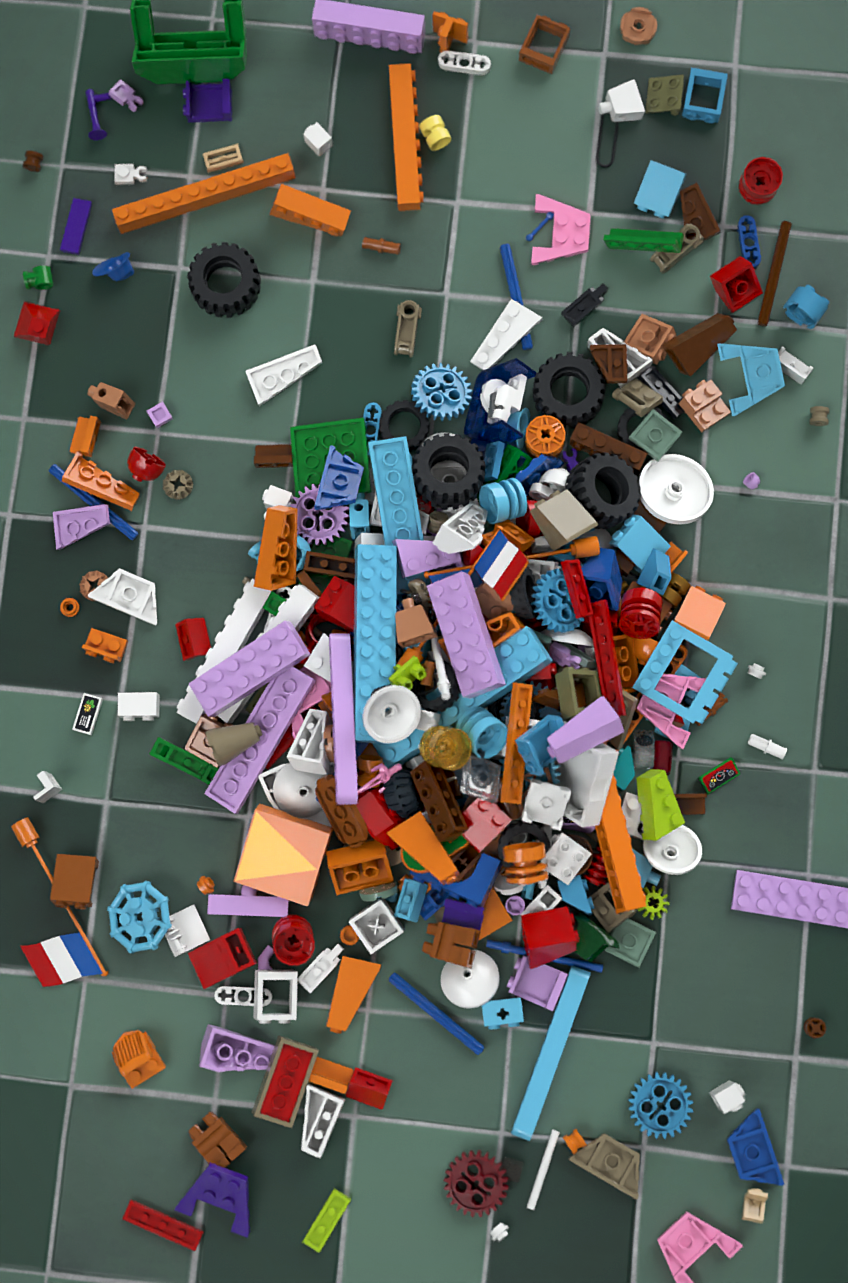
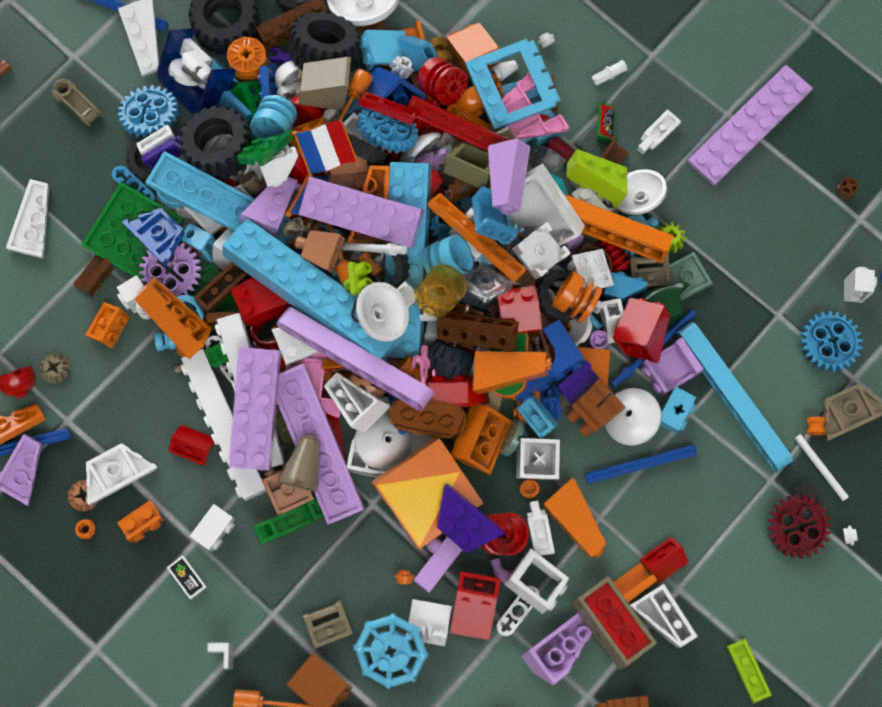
camera: 65 degrees left, 5 degrees down
(124, 857) = (331, 630): none -> dark tan plate
(241, 499) = (108, 325): none -> orange bracket
(277, 903) = (465, 522): none -> dark purple wing
(415, 434) = (171, 147): none -> dark purple panel
(417, 419) = (155, 140): none -> white plate
(465, 515) = (264, 149): none -> green wing
(630, 569) = (401, 67): none -> white gear
(698, 655) = (504, 69): none -> white cone
(744, 827) = (658, 131): none -> white hinge

